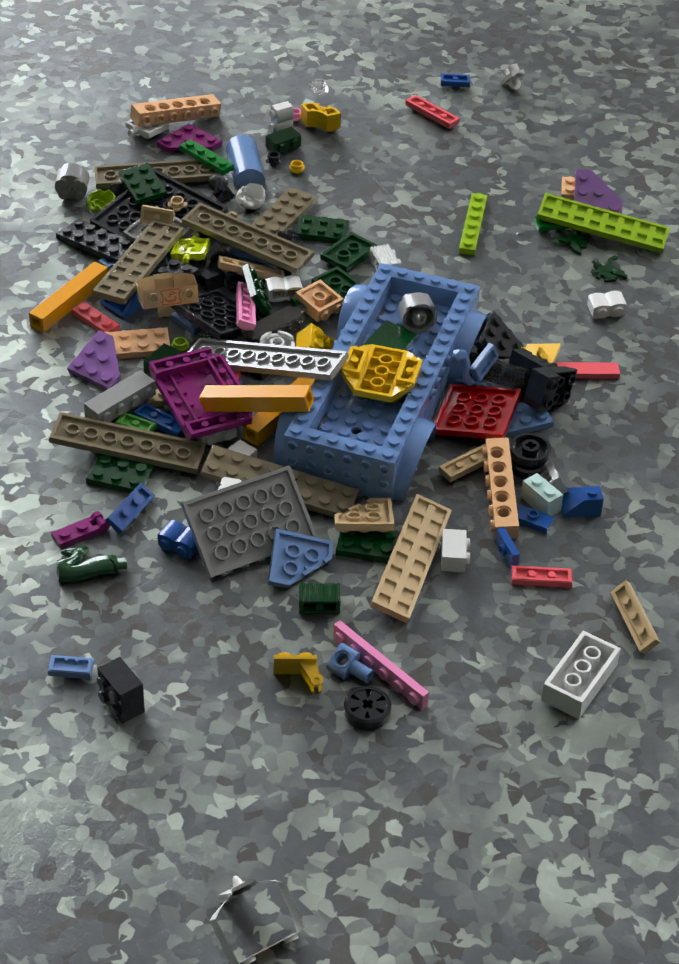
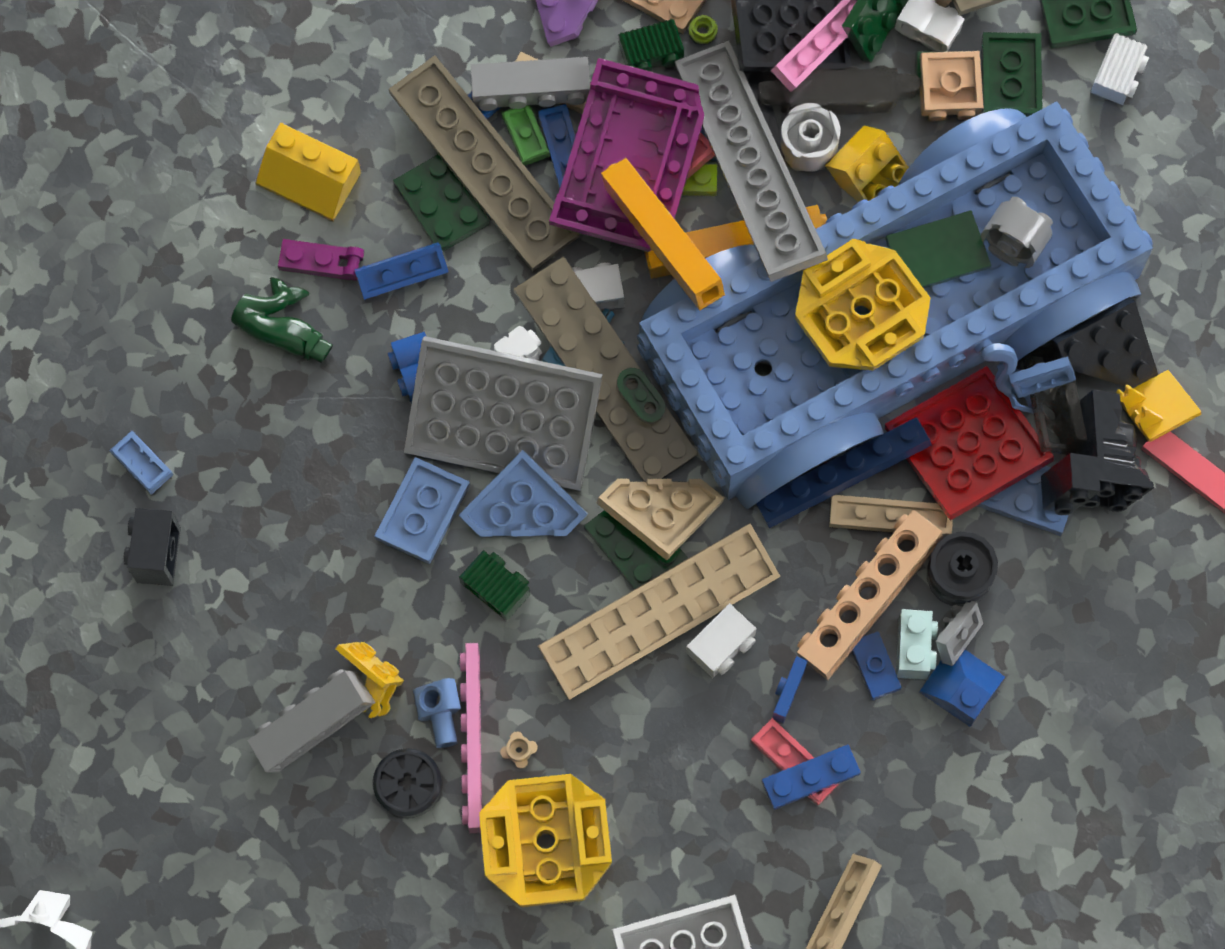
camera: 45 degrees right, 30 degrees up
(36, 498) = (307, 172): none -> yellow slope
(247, 593) = (422, 510): none -> medium blue plate
(291, 705) = (311, 720): none -> light grey brick
(310, 474) = (641, 396): none -> dark green plate
(407, 656) = (518, 740): none -> tan plate
(435, 454) = (844, 472): none -> dark blue plate
(469, 673) = (539, 807): none -> yellow piece
(557, 572) = (811, 777): none -> blue plate

